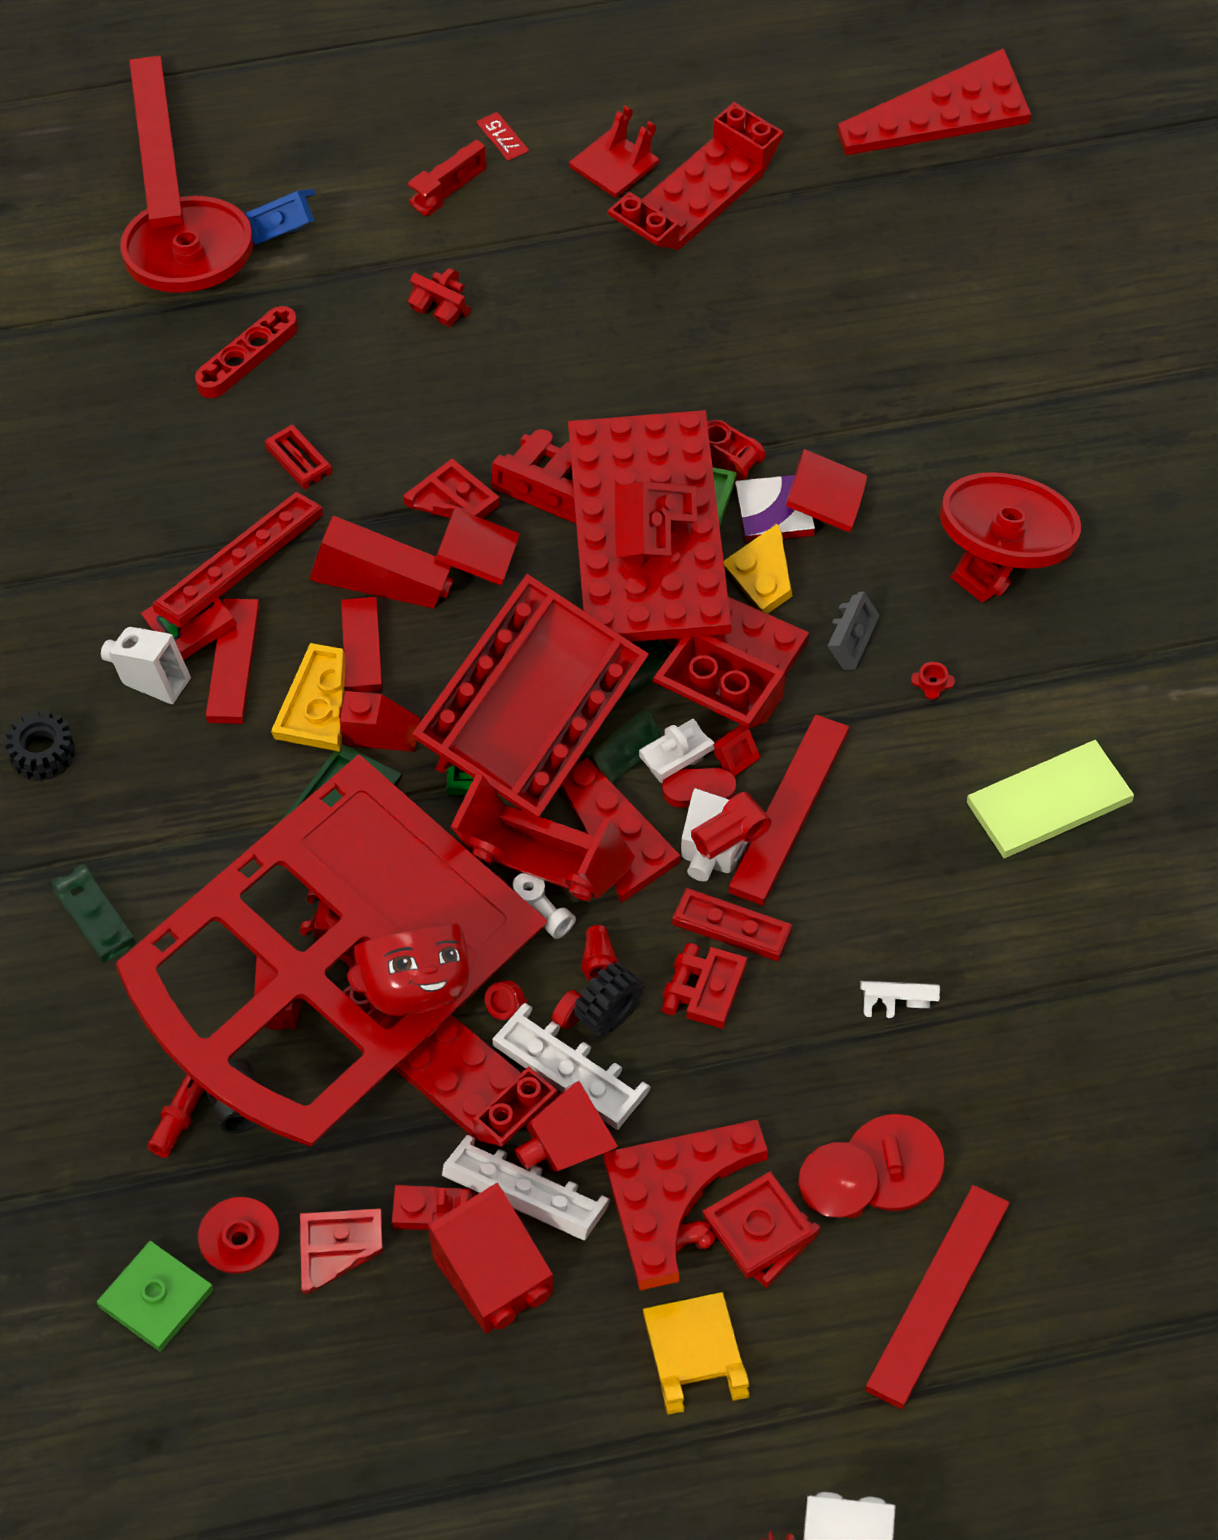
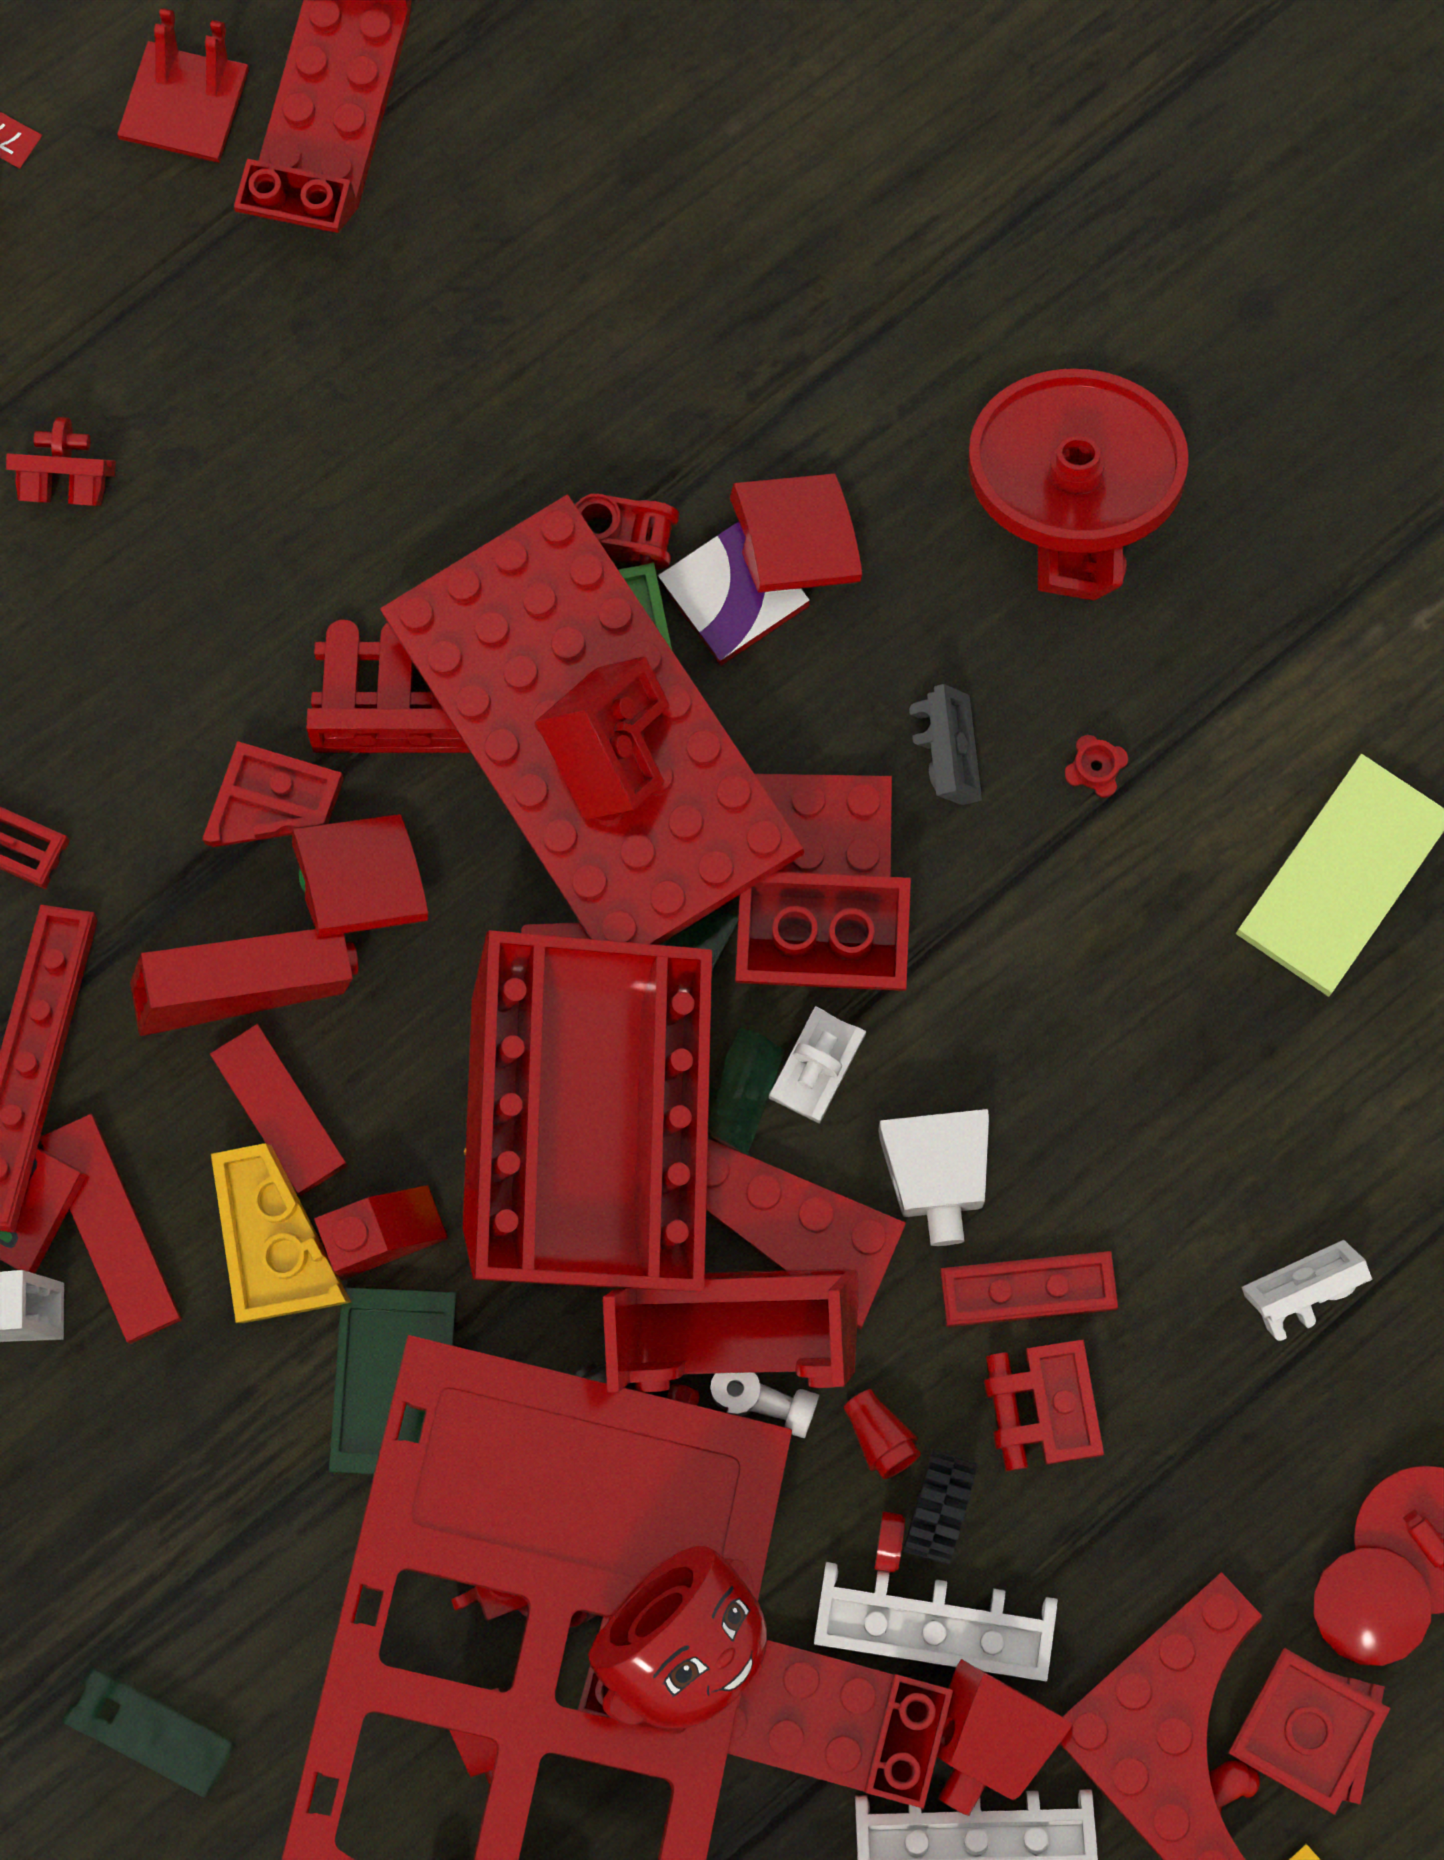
camera: 25 degrees left, 20 degrees up
(504, 999) = (795, 1571): red tile -> none
(678, 787) = (873, 1095): red tile -> none
(736, 750) = (894, 1021): red tile -> none
(738, 821) = (974, 1156): red piece -> none
(762, 570) = (774, 705): yellow wing -> none
(789, 810) = (1010, 1070): red tile -> none

